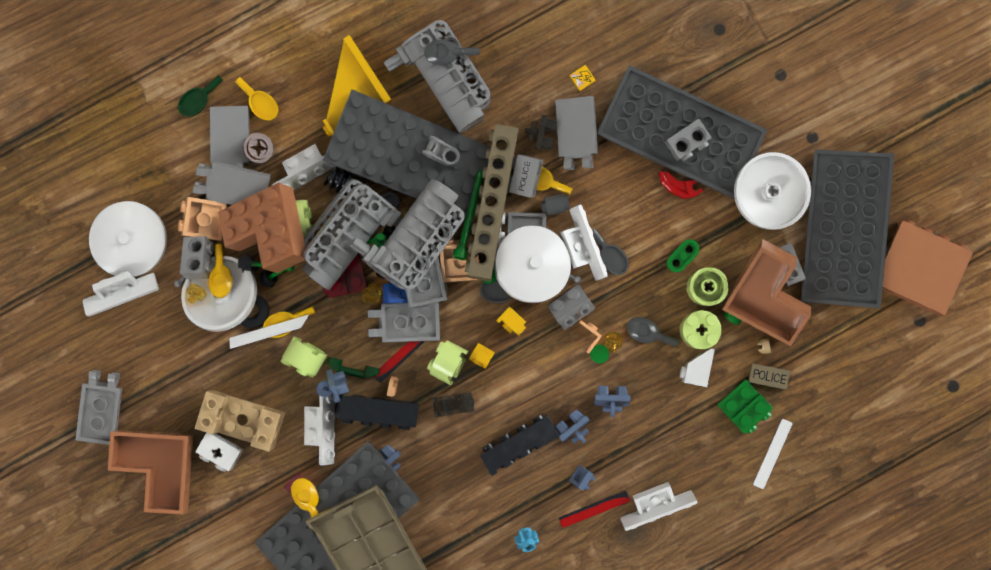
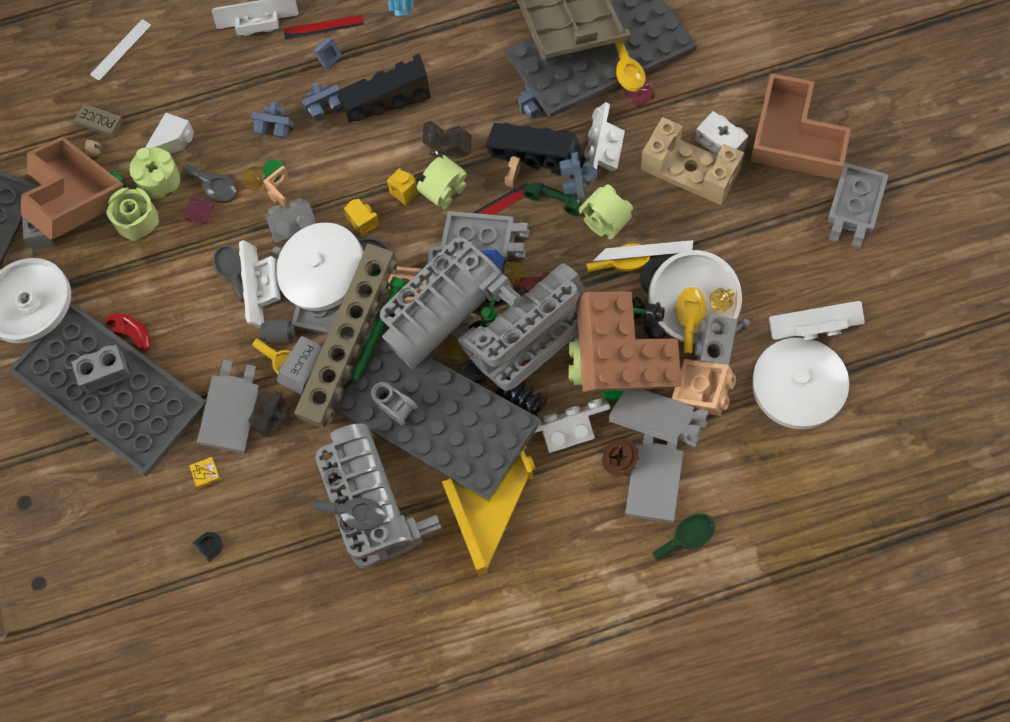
camera: 165 degrees left, 20 degrees down
(260, 102) = (609, 515): yellow piece -> none
(563, 22) = (209, 545): none -> black tile
(654, 304) = (198, 210): none -> clear pink tile
(682, 256) = (150, 253): green plate -> none
(745, 407) = (133, 93): green plate -> none

